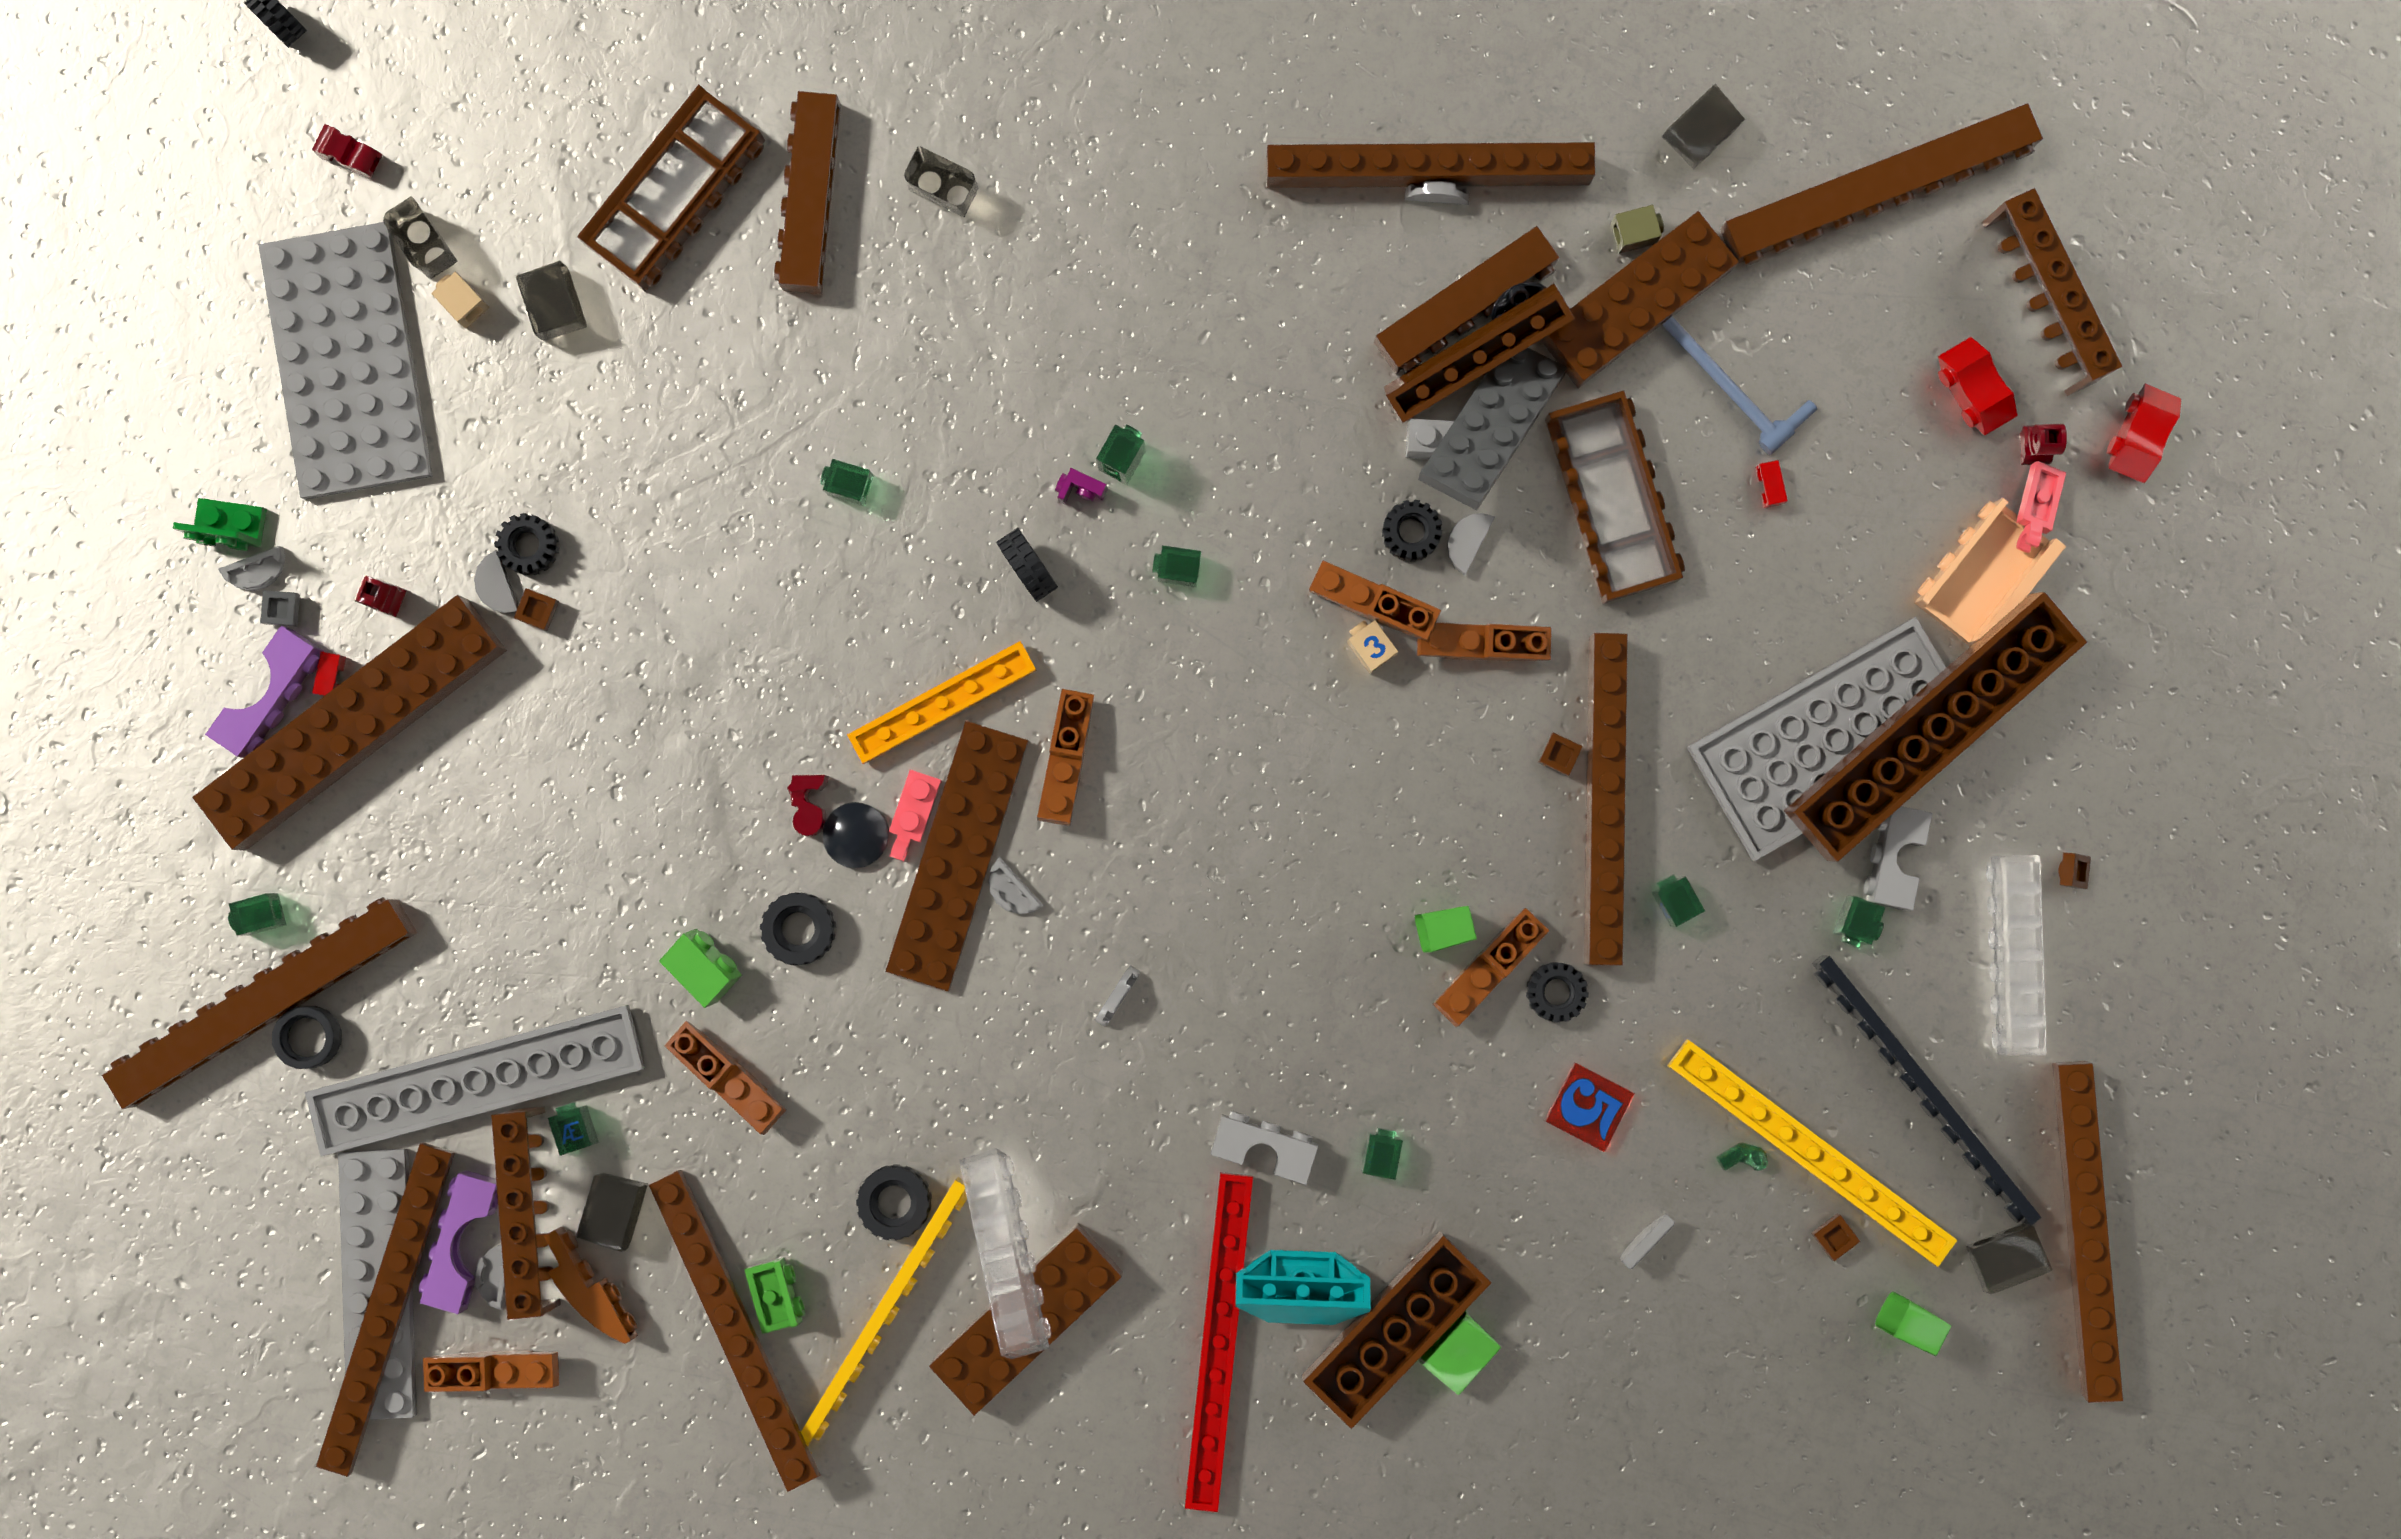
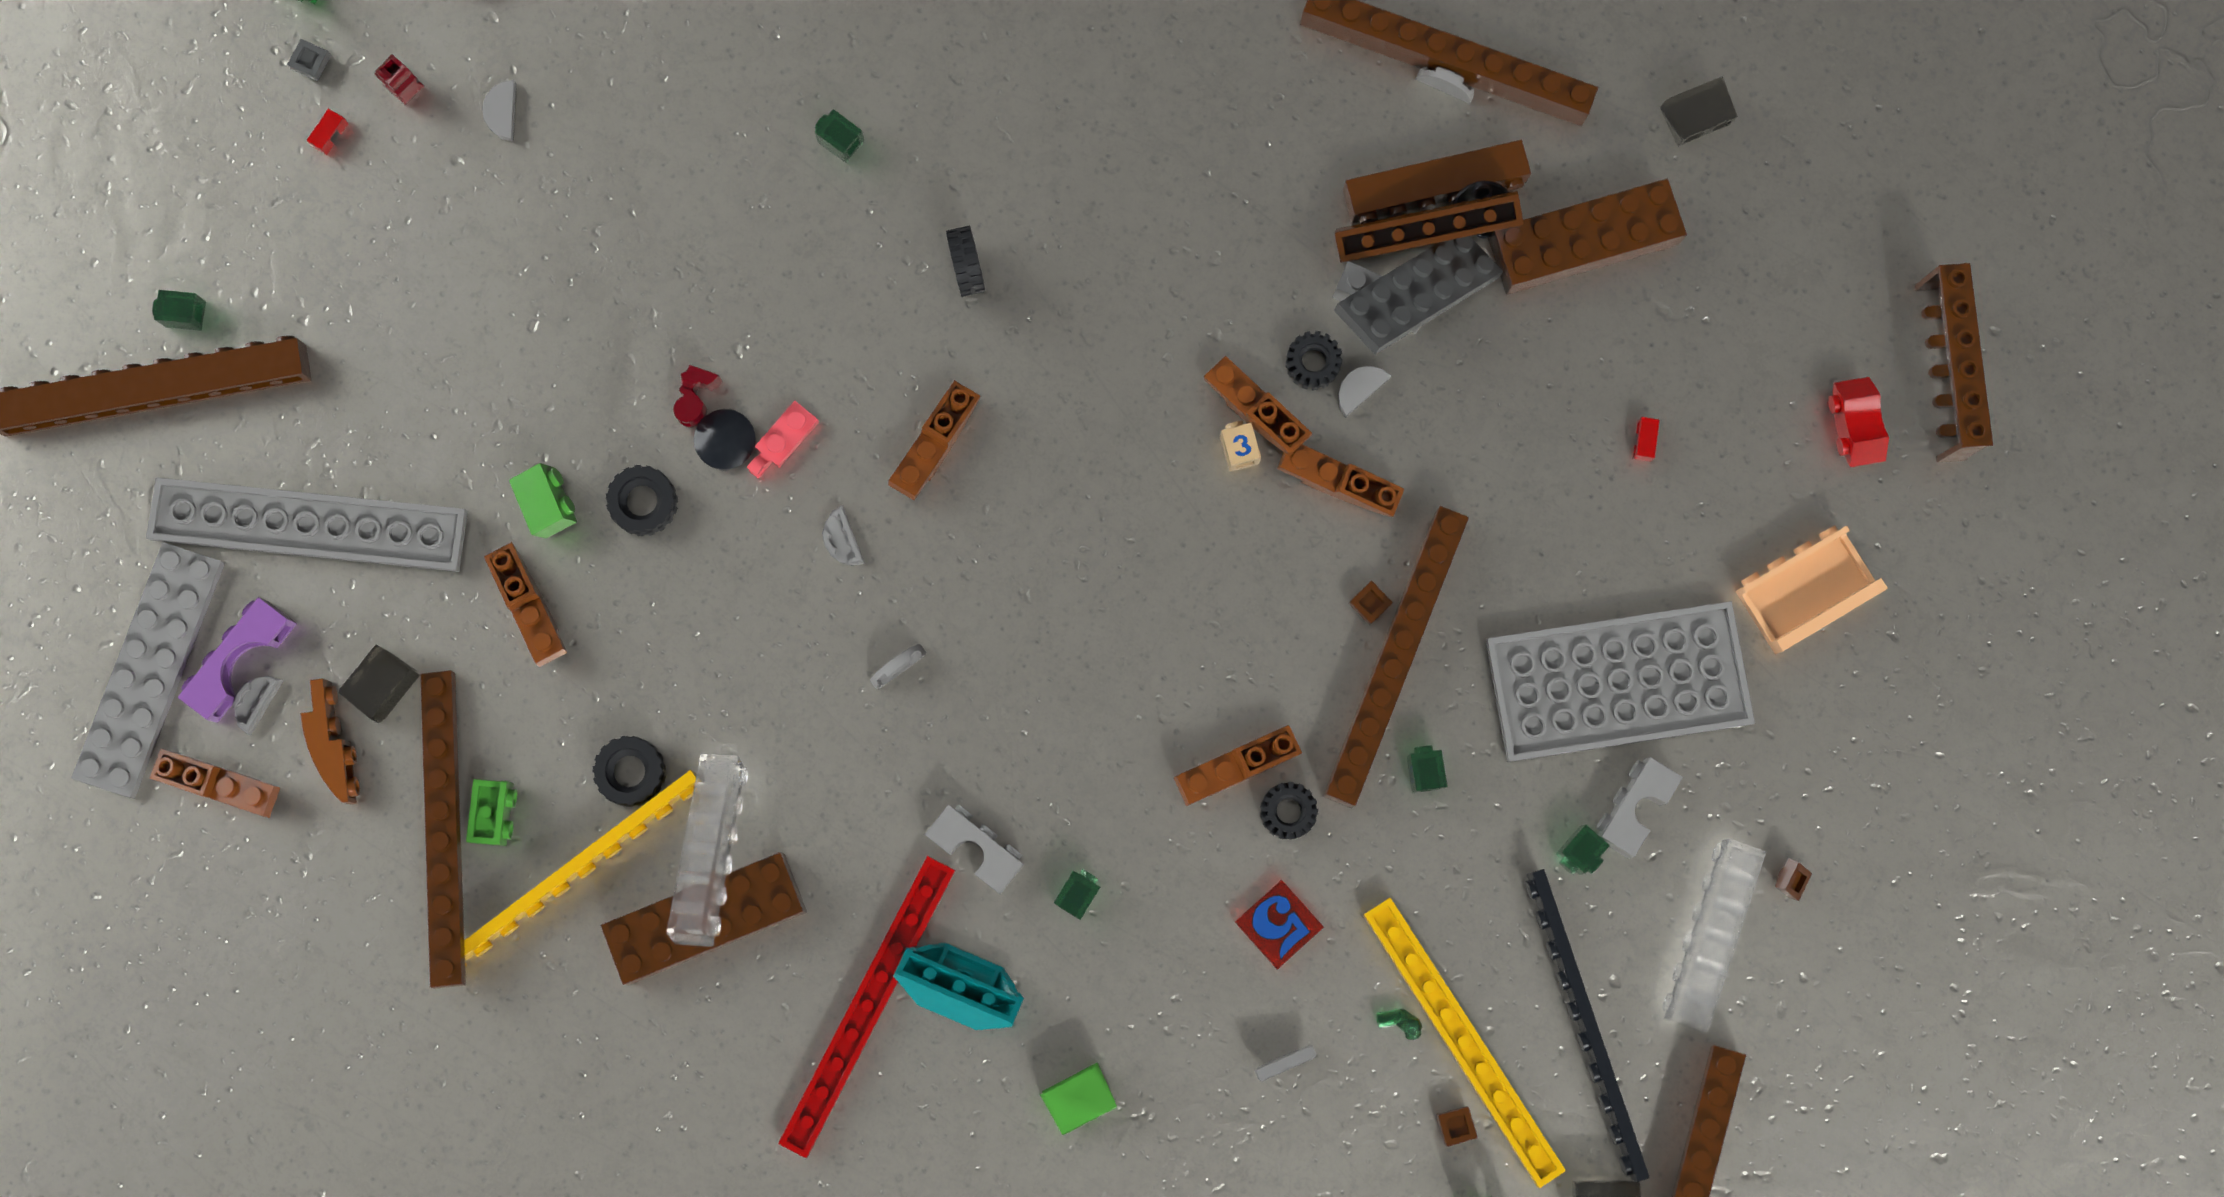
camera: 15 degrees right, 5 degrees down
(255, 571) = (302, 21): light grey tile -> none
(281, 1030) = (156, 422): black tyre -> none
(290, 661) = (297, 109): medium lavender arch -> none
(349, 724) = (326, 178): reddish brown brick -> none
(385, 1309) = (144, 693): reddish brown plate -> none
(509, 535) = (535, 69): black tyre -> none
(518, 1213) = (294, 648): reddish brown window -> none
(536, 609) = (527, 143): reddish brown plate -> none
(572, 1128) = (374, 598): clear green brick -> none
(941, 702) = (845, 353): light orange plate -> none
(957, 856) = (805, 491): reddish brown plate -> none
(1086, 486) = (1043, 214): magenta bracket -> none
(1121, 453) = (1085, 197): clear green brick -> none
(1177, 566) = (1097, 313): clear green brick -> none
(1396, 1331) = (1028, 1055): reddish brown brick -> none
(1445, 928) = (1210, 713): bright green piece -> none
(1614, 496) = (1503, 397): clear window -> none
(1637, 228) = (1608, 175): olive brick -> none
(1772, 434) = (1662, 397): sand blue bar -> none
(1882, 184) = (1837, 218): reddish brown brick -> none
(1935, 726) = (1712, 700): reddish brown brick -> none
(2039, 504) = (1877, 544): coral plate -> none
(2042, 442) = (1898, 492): dark red leg -> none
(2144, 432) = (1993, 517): red brick -> none

